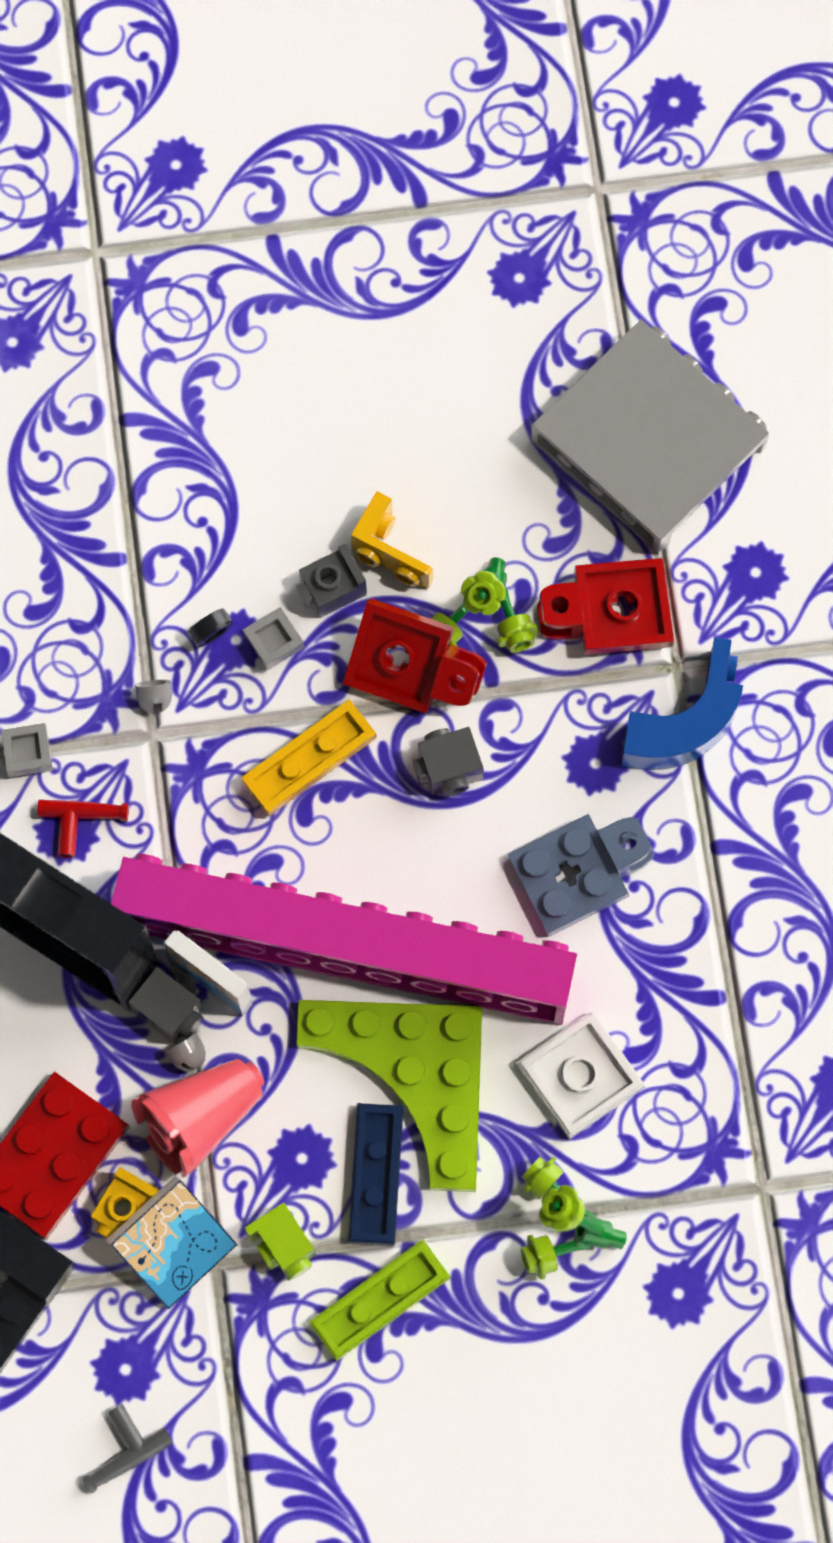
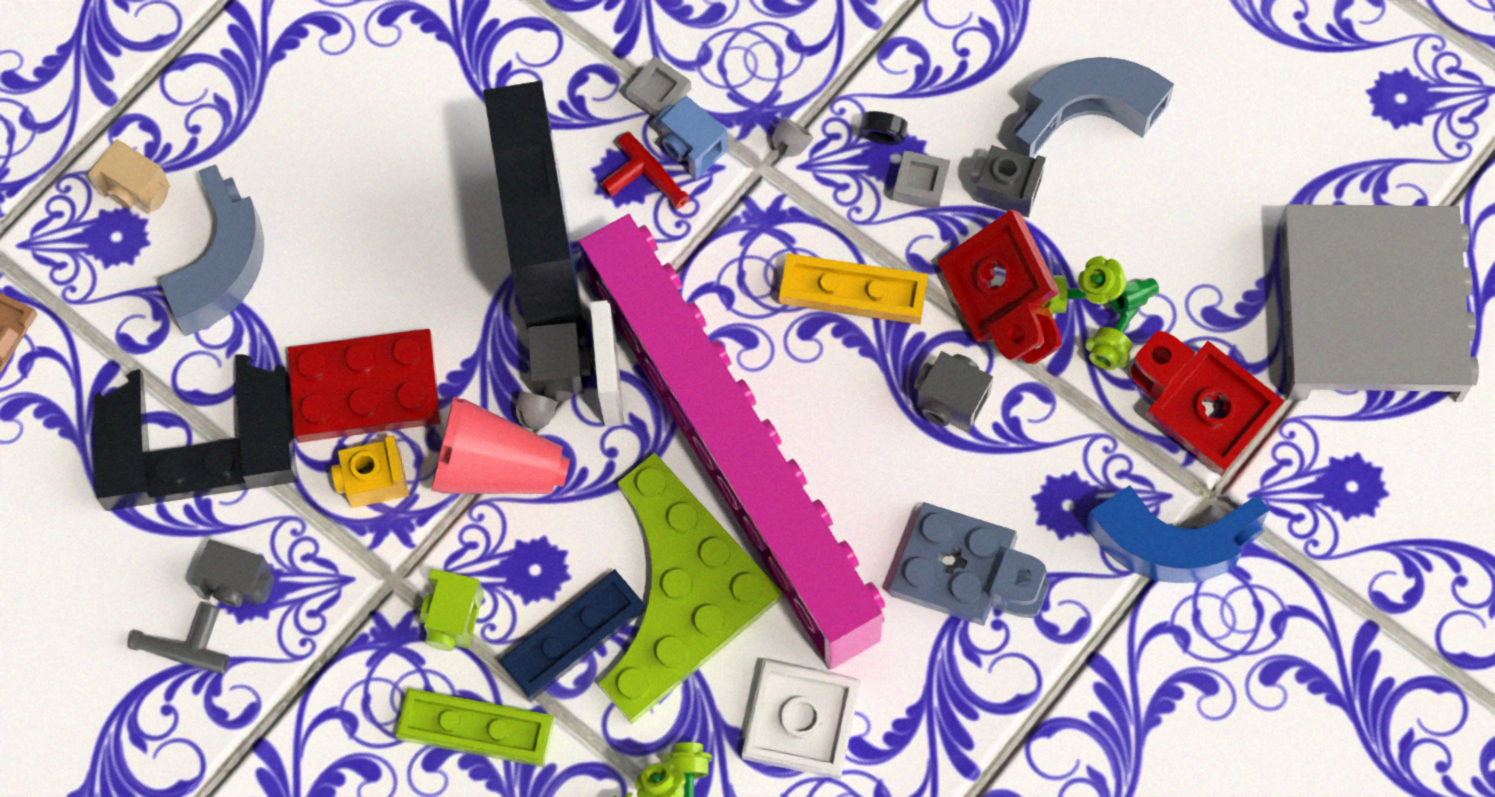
camera: 50 degrees right, 5 degrees down
(86, 760) = (692, 135): none -> medium blue brick
(111, 1371) = (232, 575): none -> dark grey brick
(171, 1242) = (373, 528): tile -> none
(327, 455) = (1091, 87): none -> sand blue arch
(377, 523) = (1083, 168): yellow bracket -> none

